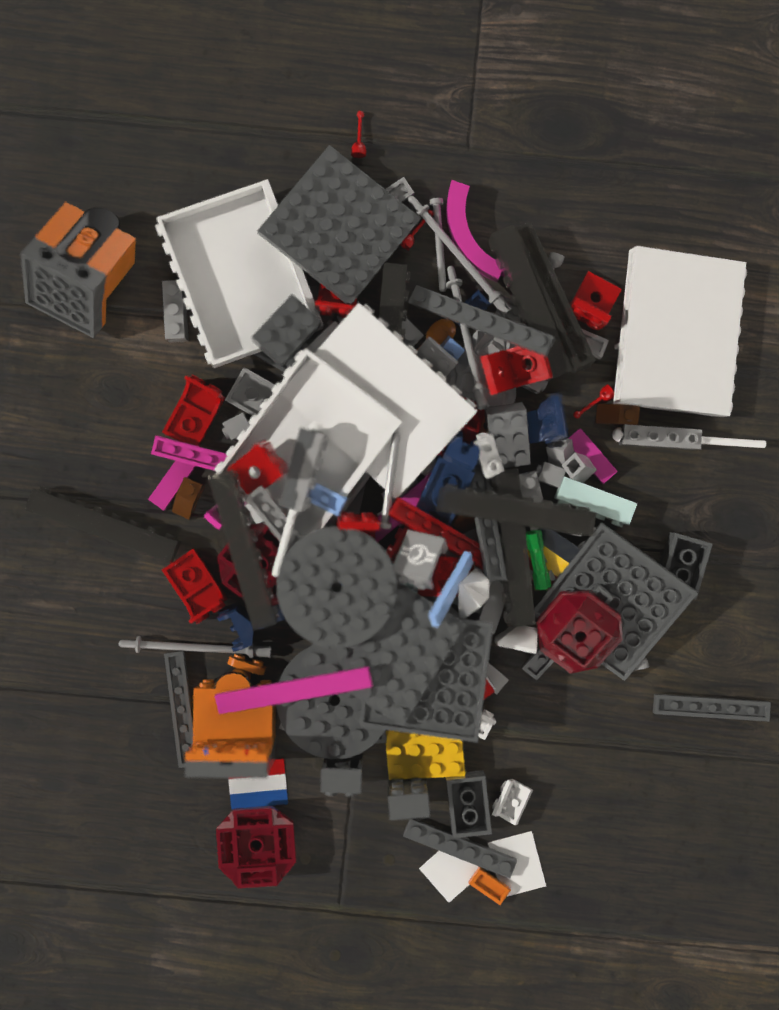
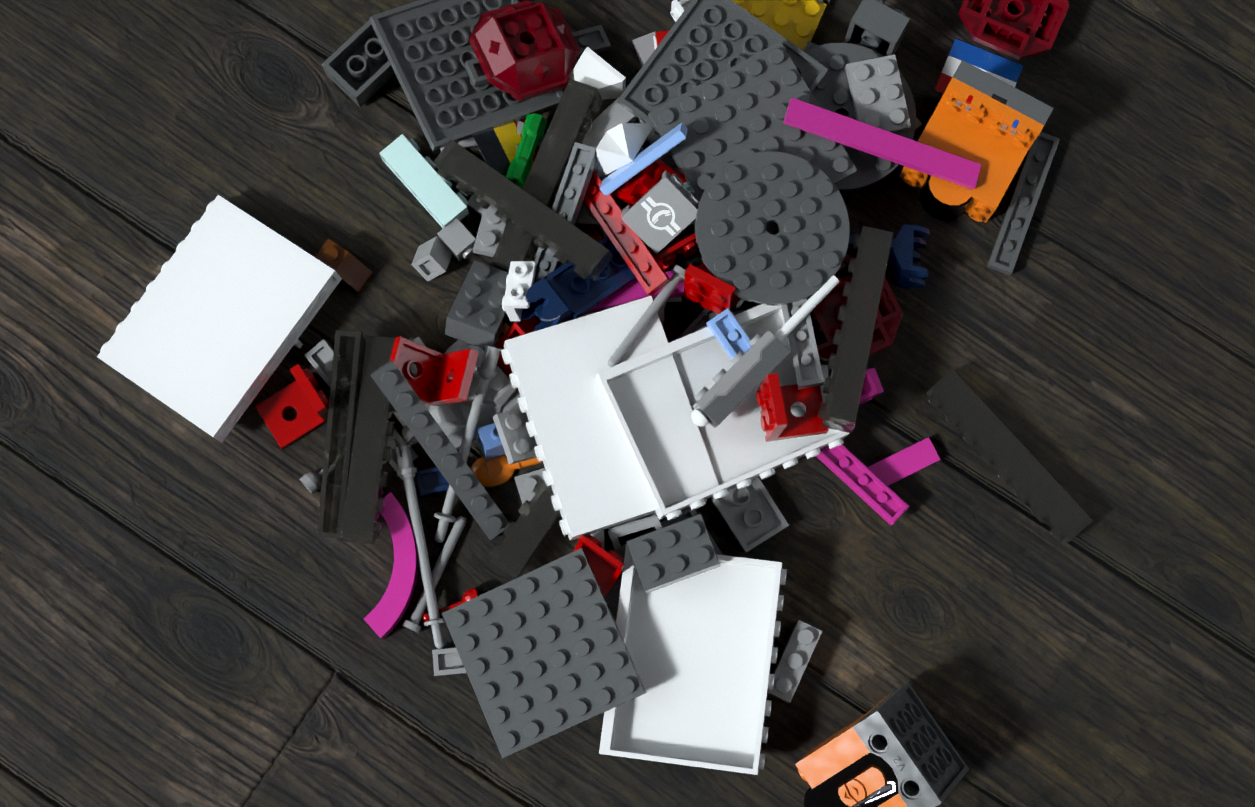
camera: 155 degrees left, 10 degrees down
(187, 497) = (891, 436): reddish brown slope -> none
(194, 412) = (833, 530): red bracket -> none
(195, 586) = (935, 327): red bracket -> none
(235, 426) = (791, 486): light grey brick -> none
(251, 651) = (899, 219): light grey bar -> none
(254, 666) = (916, 205): orange plate -> none
(315, 727) = (878, 93): none -> light grey plate
(358, 148) = (468, 740): red hinge -> none
(547, 422) = (429, 289): dark blue hinge -> none
(579, 467) = (421, 227): light grey brick -> none
(586, 447) = (398, 236): dark pink tile -> none
(606, 394) = (342, 296): red hinge -> none
(674, 438) = (294, 204): light grey piece -> none

